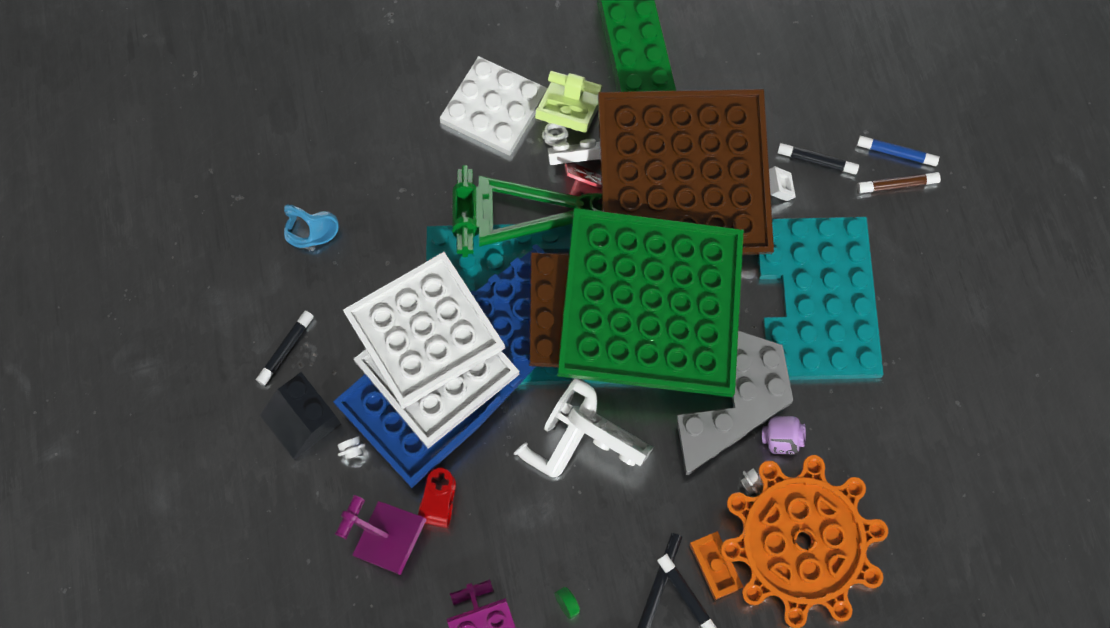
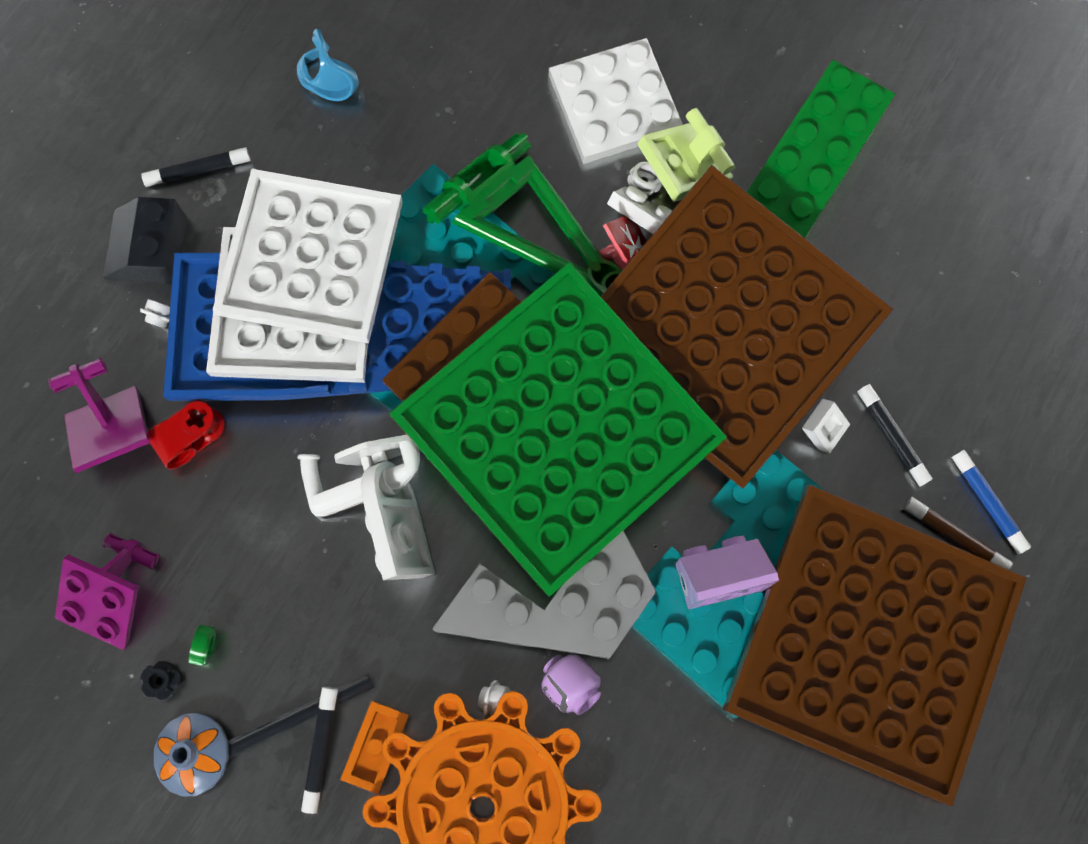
camera: 40 degrees right, 5 degrees up
(808, 301) = (725, 572): none -> lavender slope
(914, 272) = (876, 645): none -> reddish brown plate

